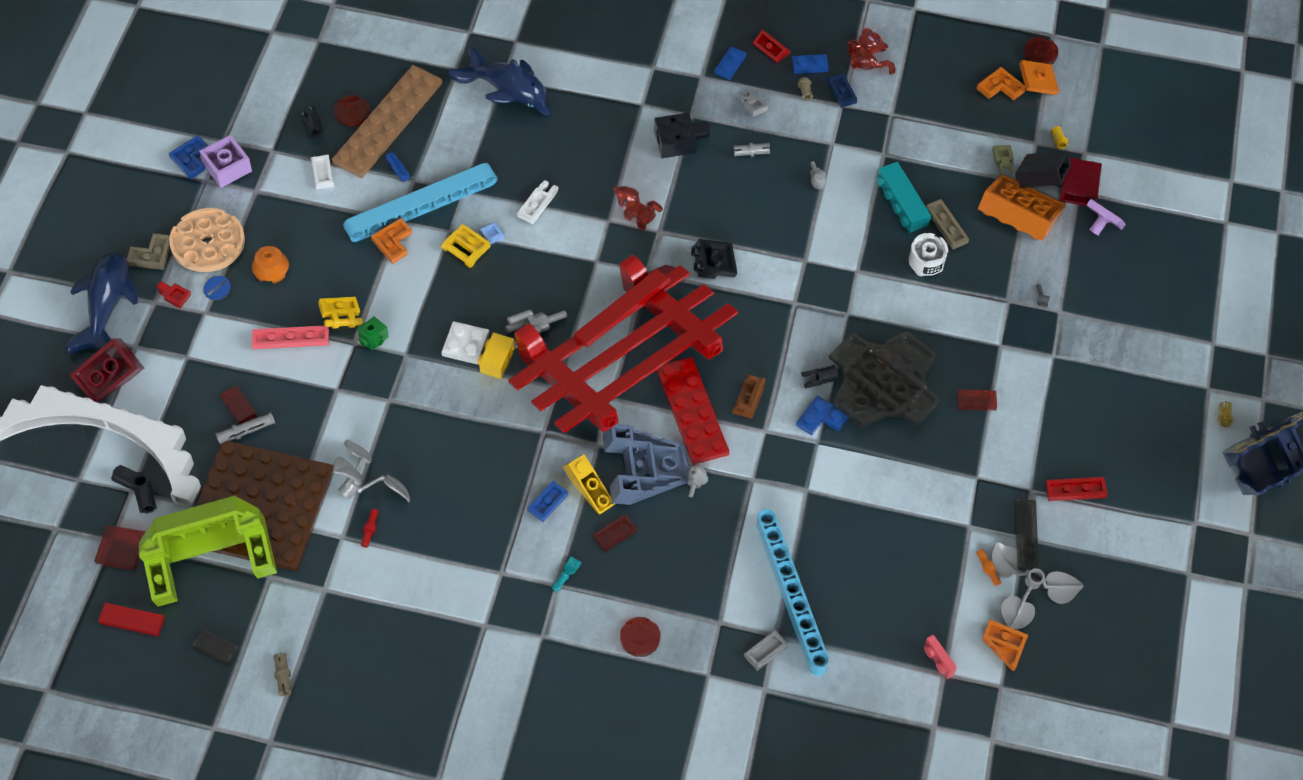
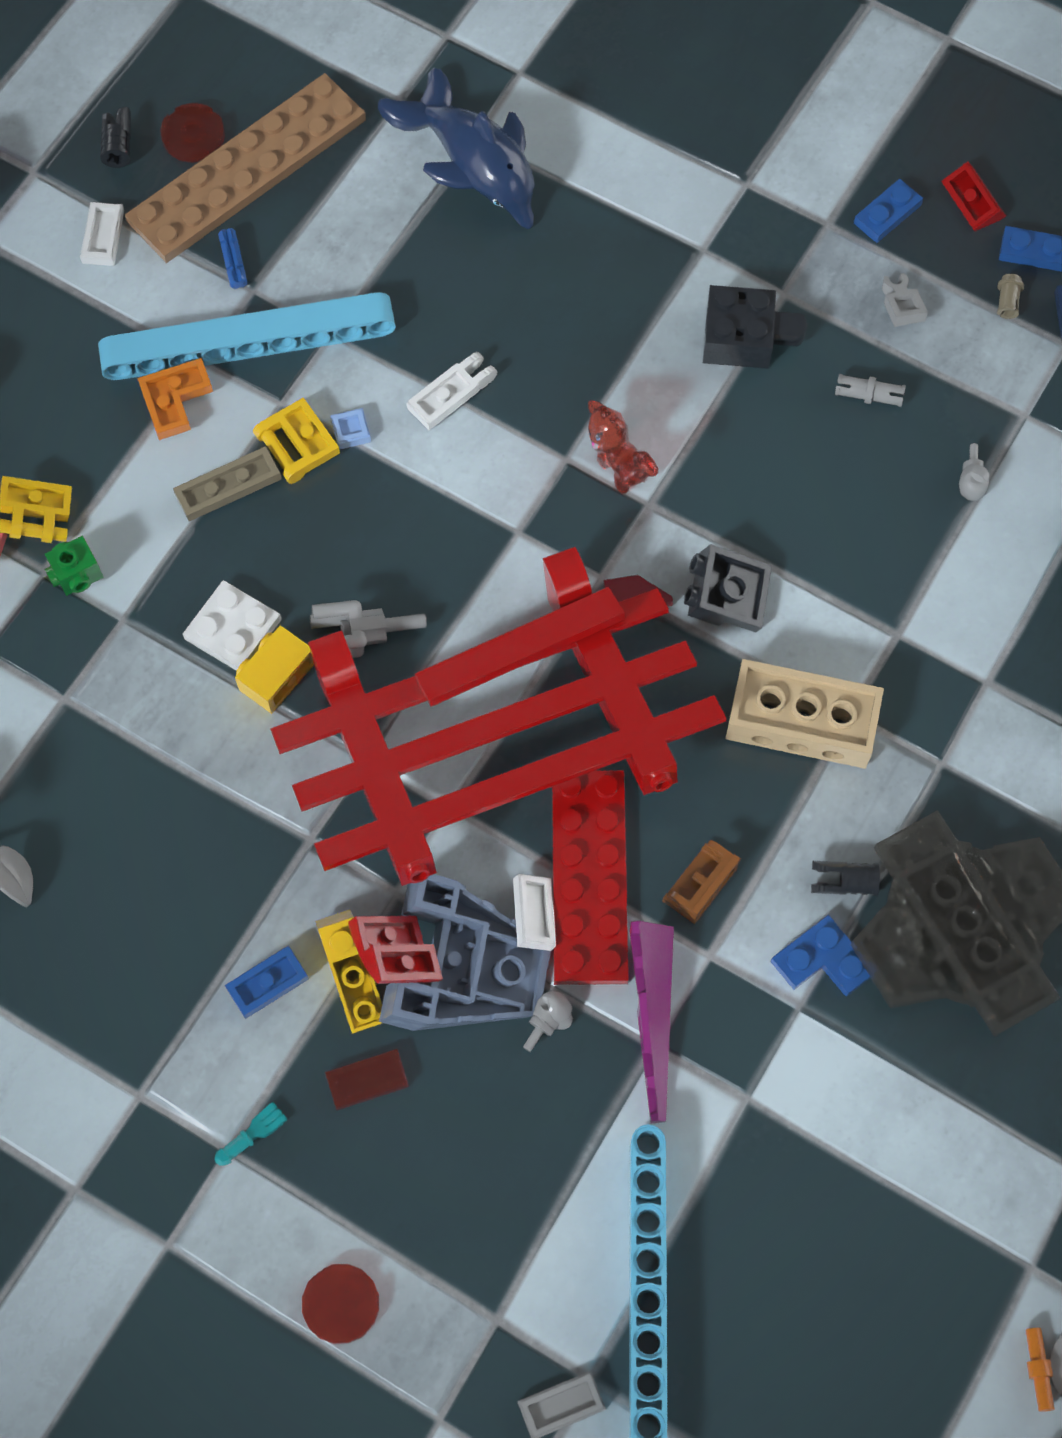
camera: 20 degrees right, 10 degrees up
(437, 275) = (227, 483): none -> dark tan plate
(609, 462) = (394, 949): none -> red slope
(671, 432) = (534, 912): none -> white tile
(739, 436) = (653, 975): none -> magenta wedge
(773, 305) = (820, 697): none -> tan brick

